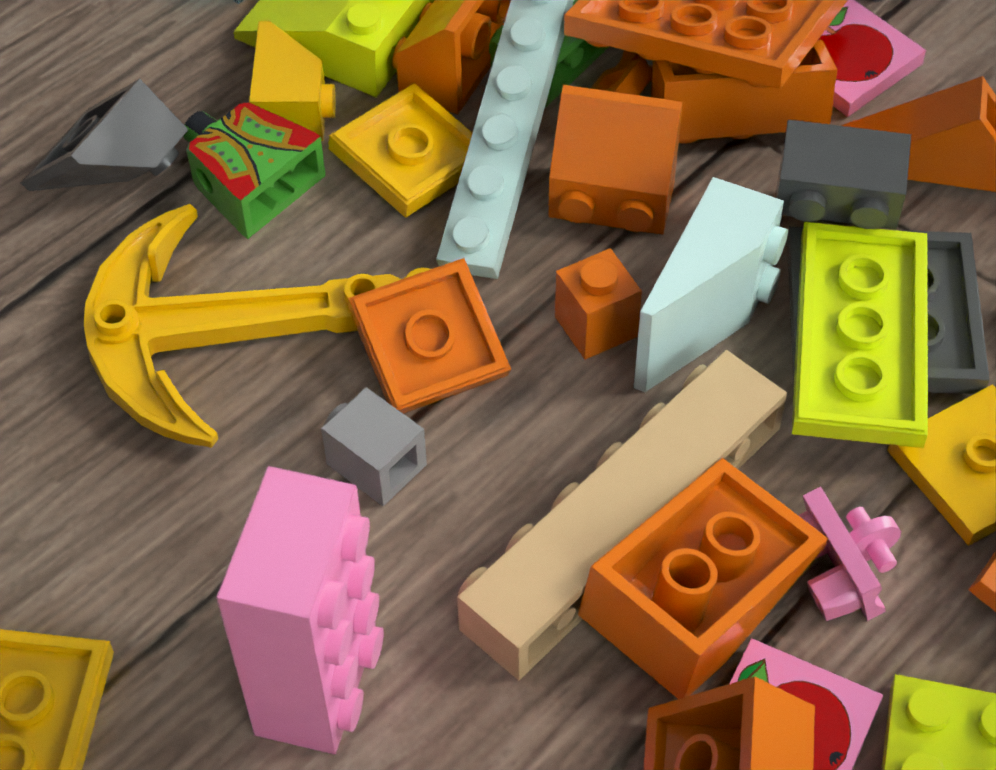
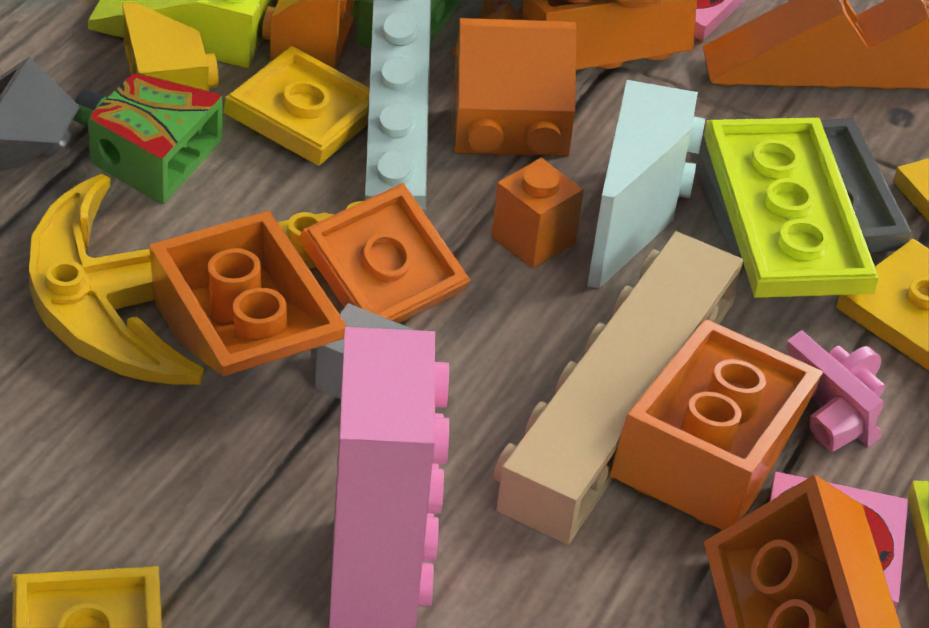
camera: 20 degrees left, 10 degrees down
(263, 367) = (241, 295): none -> orange slope
(843, 174) = (736, 71): dark grey slope -> none

